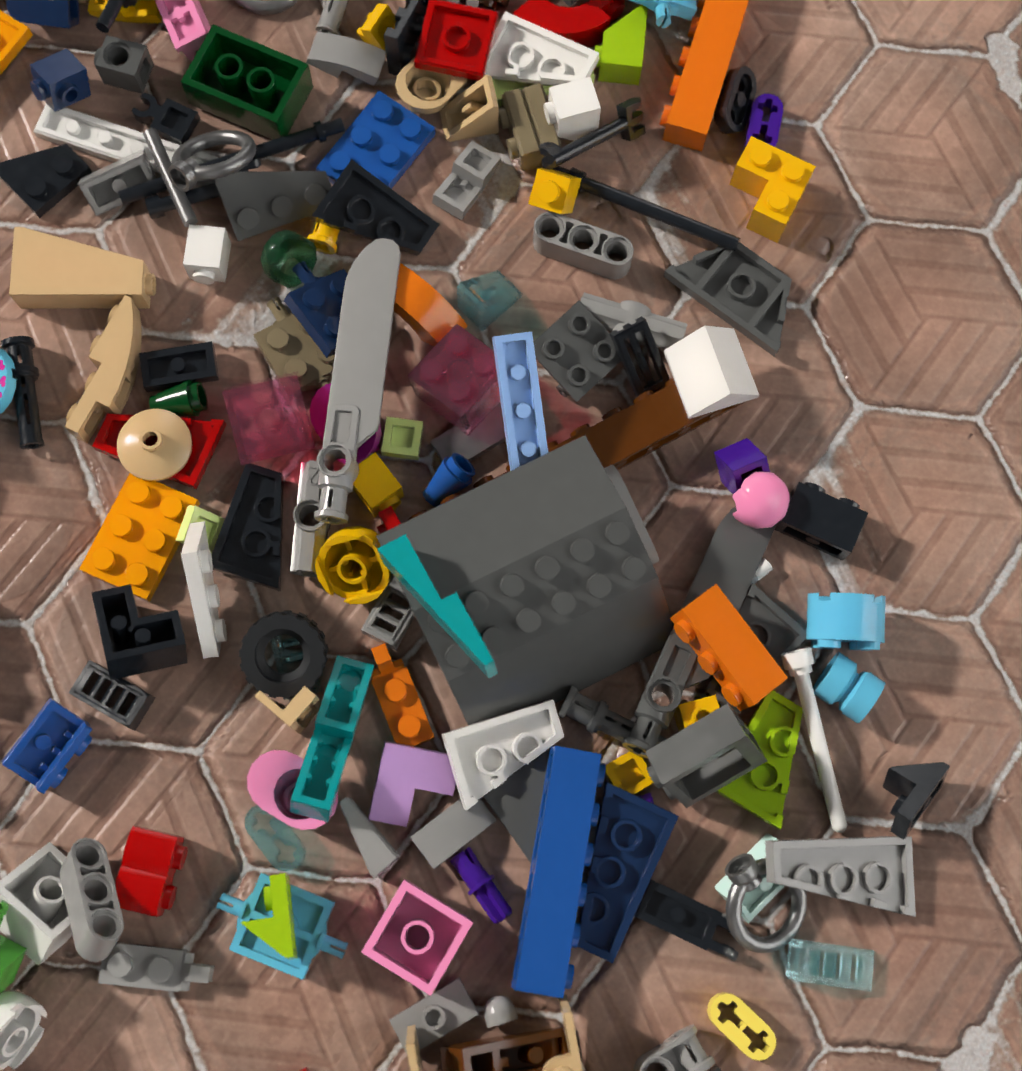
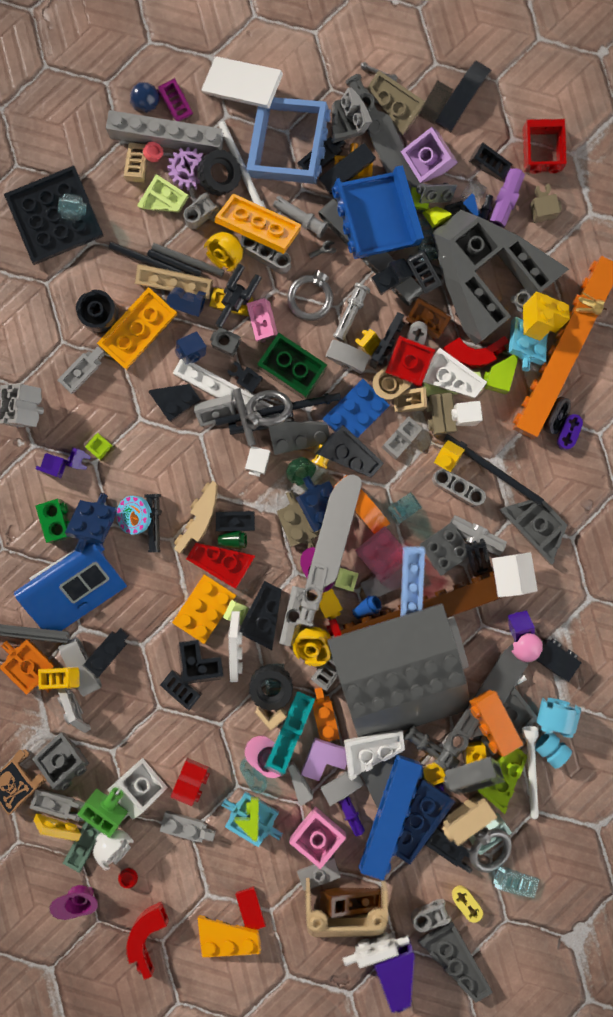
camera: 15 degrees right, 10 degrees up
(48, 746) = (148, 712): blue bracket -> none
(70, 274) = (185, 461): tan slope -> none
(87, 876) = (158, 802): light grey beam -> none
(165, 456) = (228, 564): tan dish -> none
(269, 418) = (279, 560): clear pink brick -> none
(449, 612) = (341, 663): teal slope -> none
(499, 1011) = (351, 878): light grey hinge -> none
(626, 124) = (496, 421): black hinge -> none
(710, 845) = (468, 819): none -> tan window
(775, 180) = (571, 468): yellow brick -> none
(851, 869) = (537, 841): light grey wing -> none
(915, 789) = (577, 805): black slope -> none

